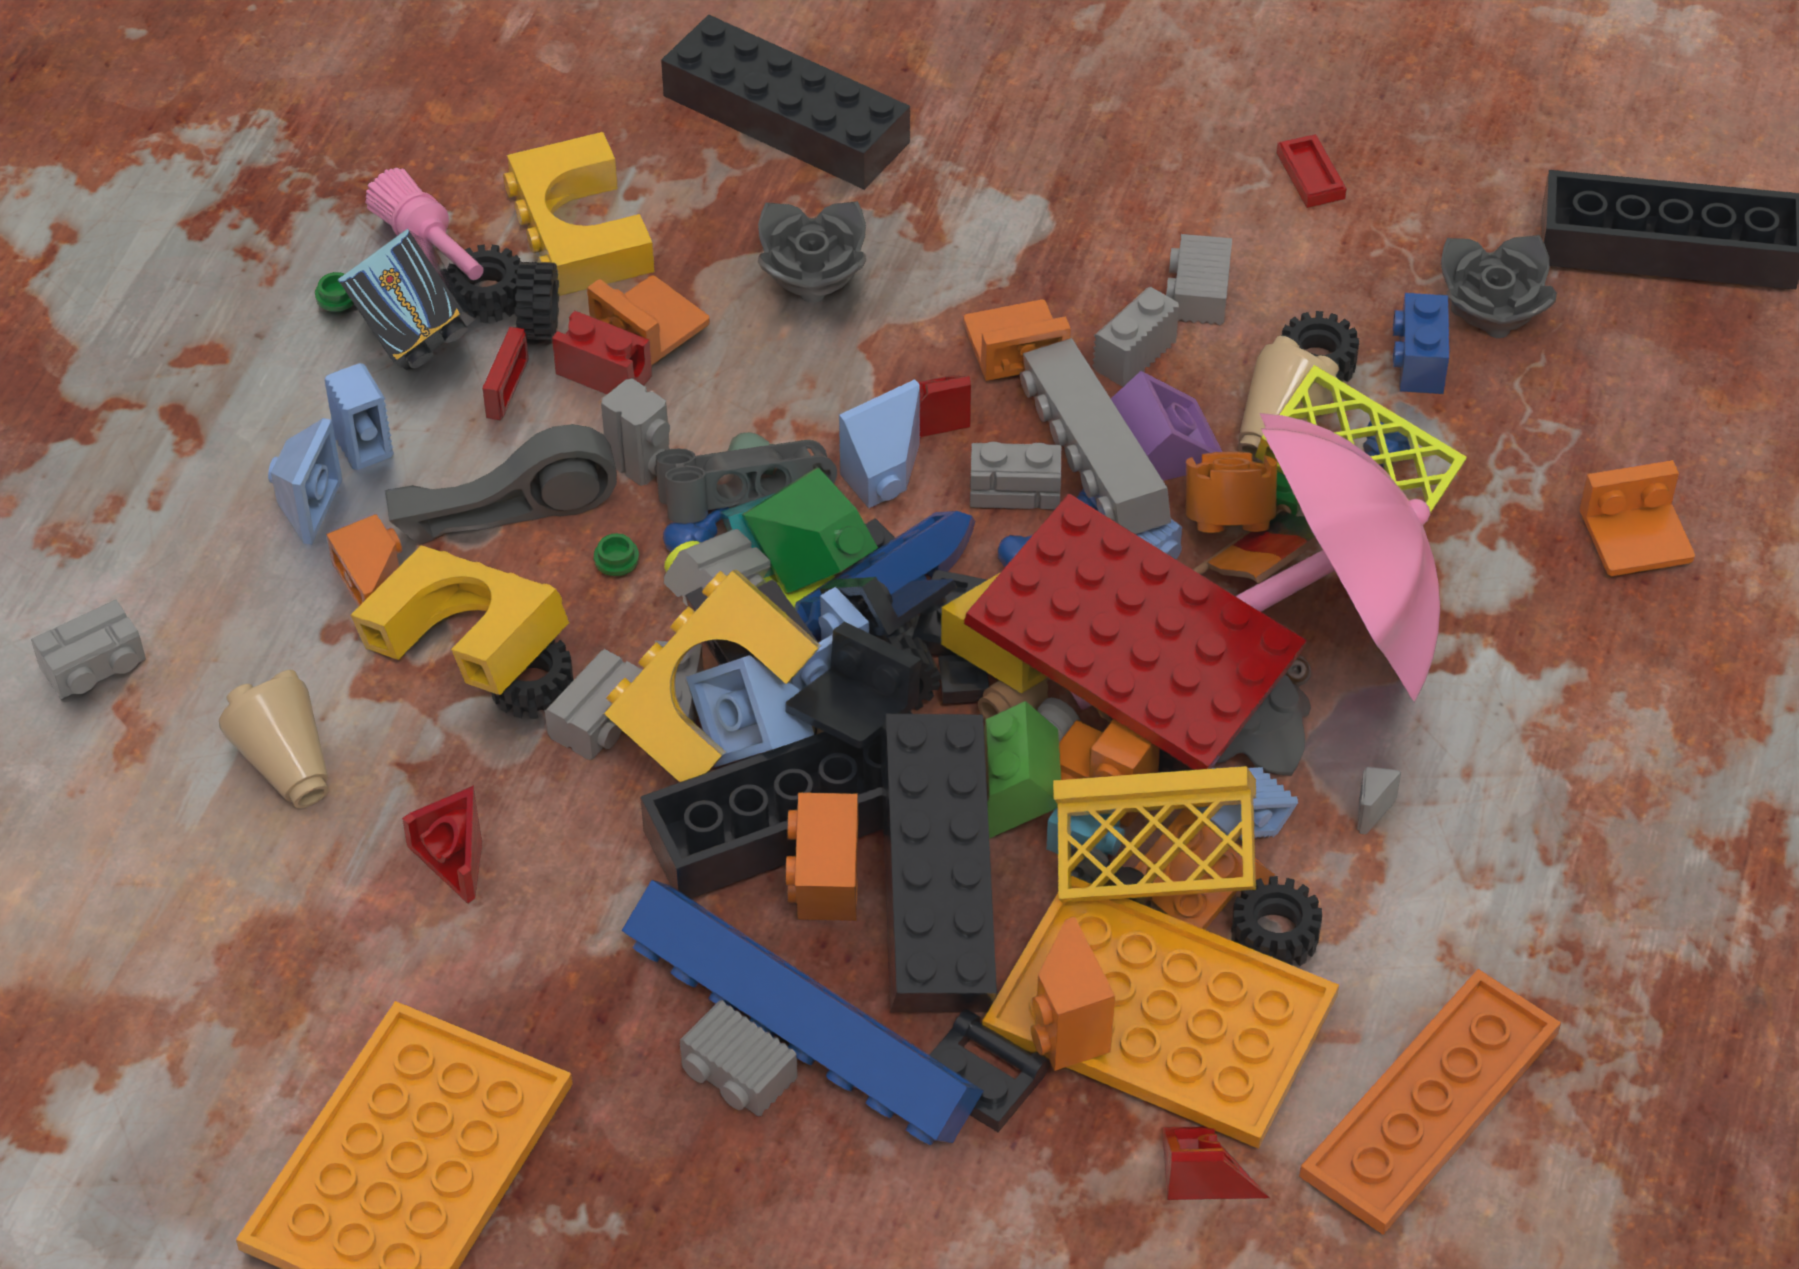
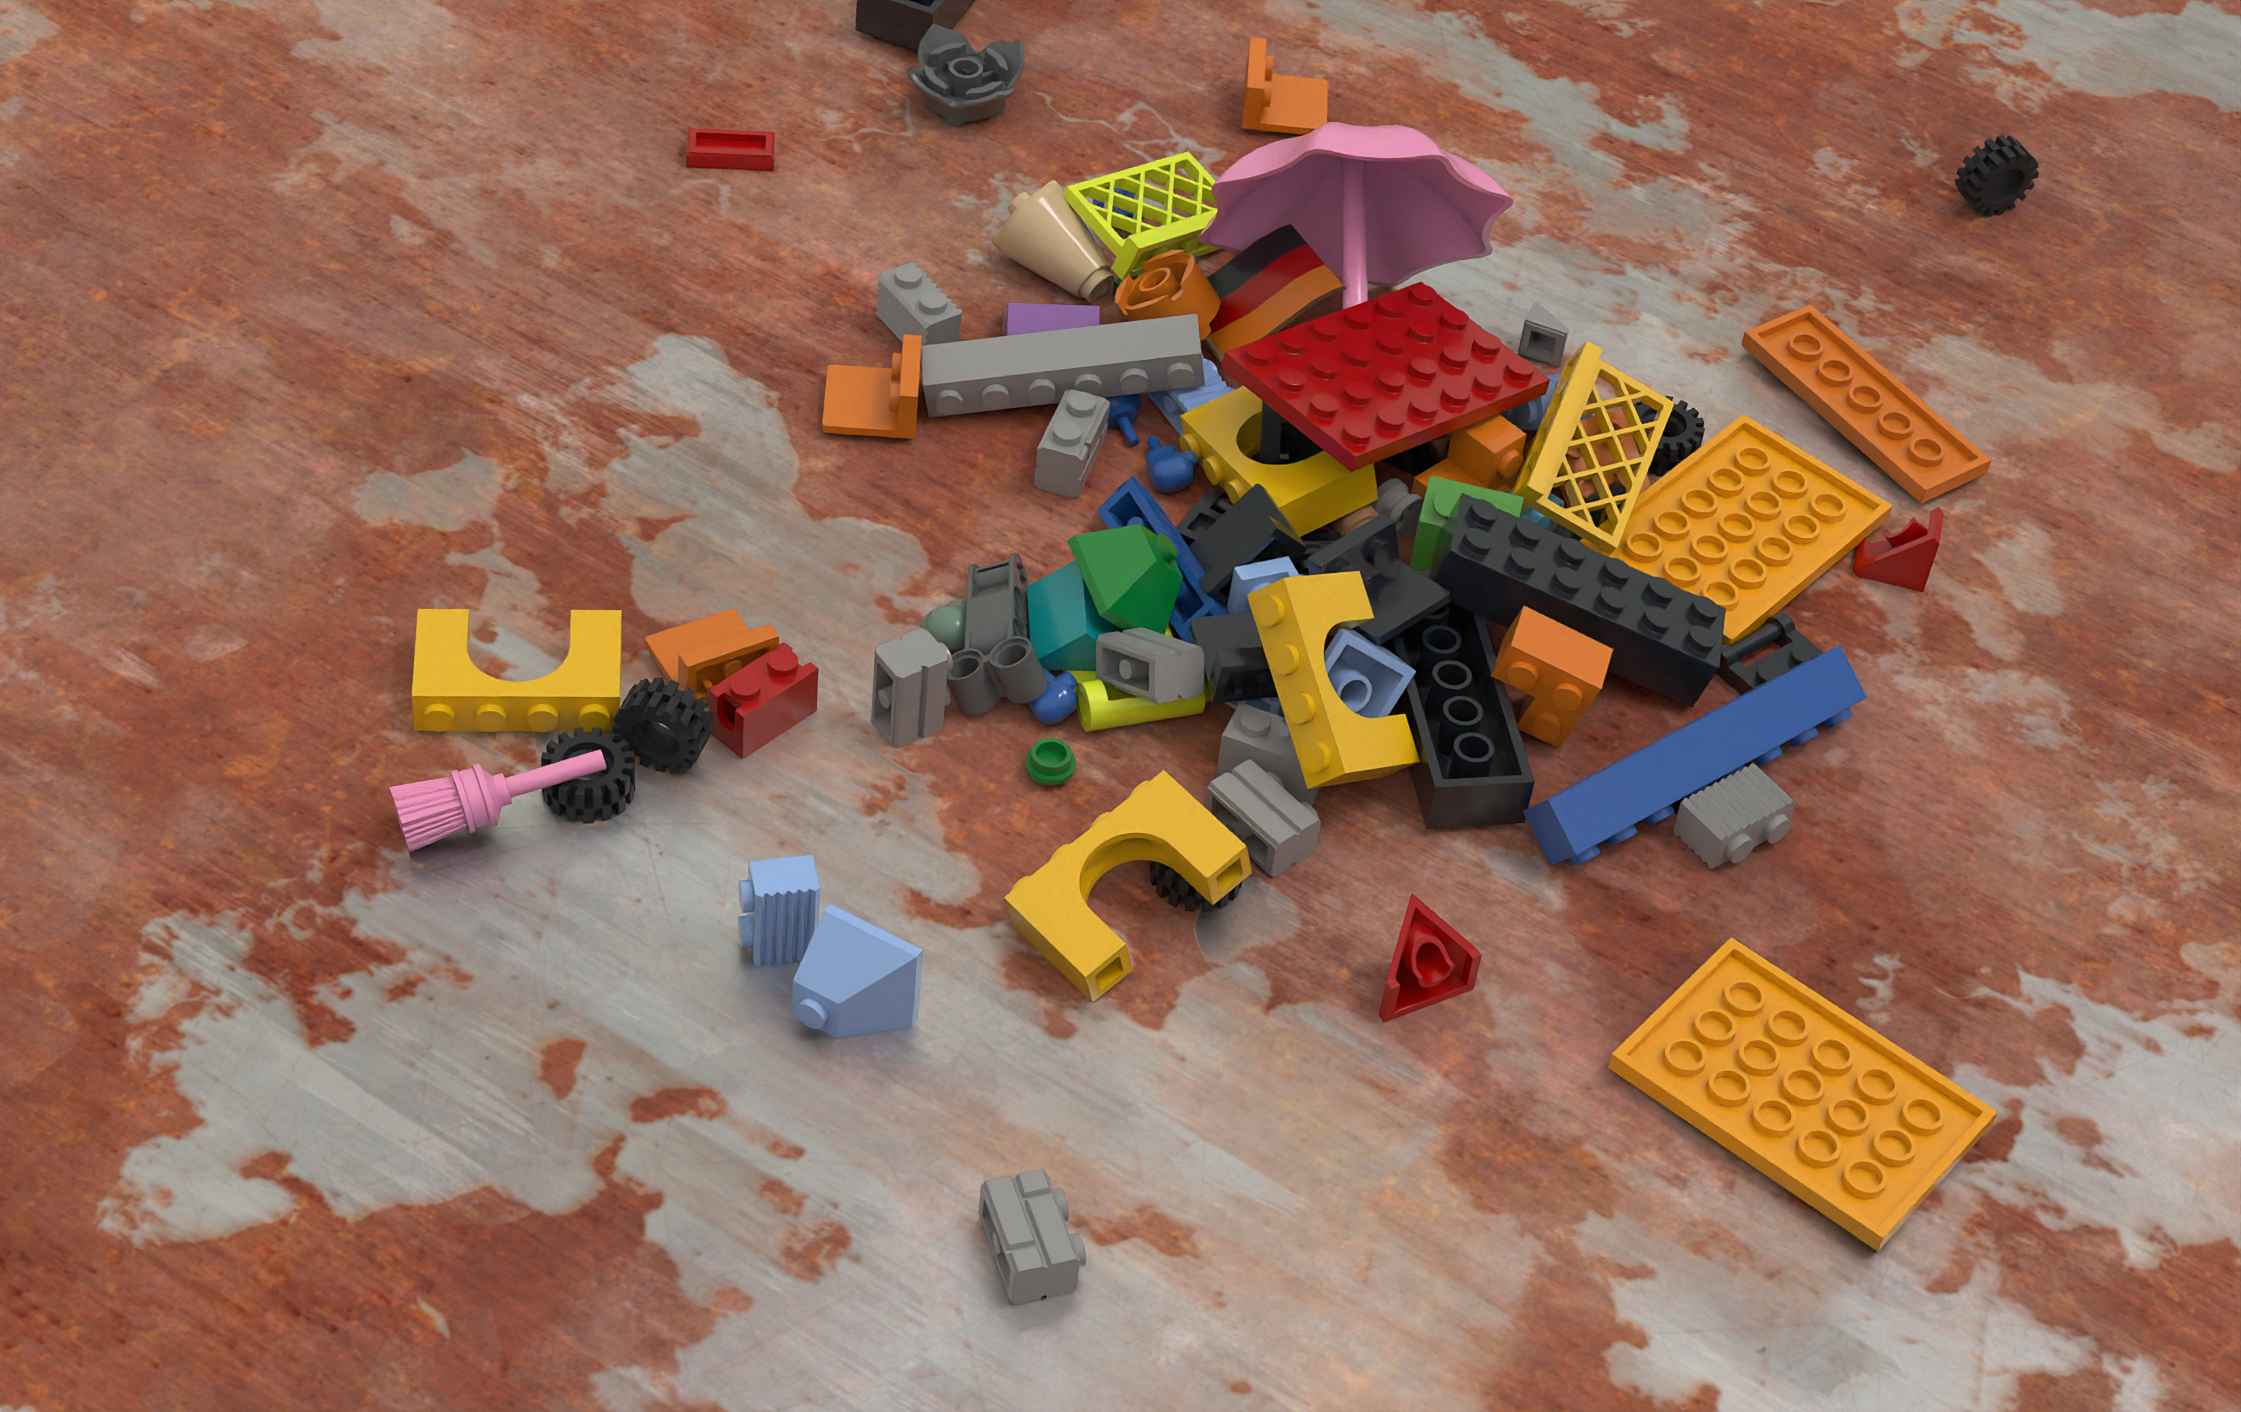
camera: 80 degrees left, 5 degrees down
(278, 736) = (1233, 1076): tan cone -> none
(331, 294) = (531, 910): green plate -> none
(364, 555) = (996, 962): orange slope -> none
(408, 299) = (614, 827): slope -> none
(505, 373) = (746, 786): red tile -> none
(549, 475) = (947, 770): dark grey animal -> none
(786, 101) = (430, 466): black brick -> none
(812, 253) = (683, 502): dark grey brick -> none
(881, 444) = (1005, 514): light blue slope -> none
(945, 404) = (935, 475): red slope -> none
(1072, 1002) = (1758, 551): orange slope -> none
(1201, 278) = (853, 250): light grey brick -> none
(1329, 335) = (979, 209): black tyre -> none
(1422, 343) = (1013, 143): blue brick -> none

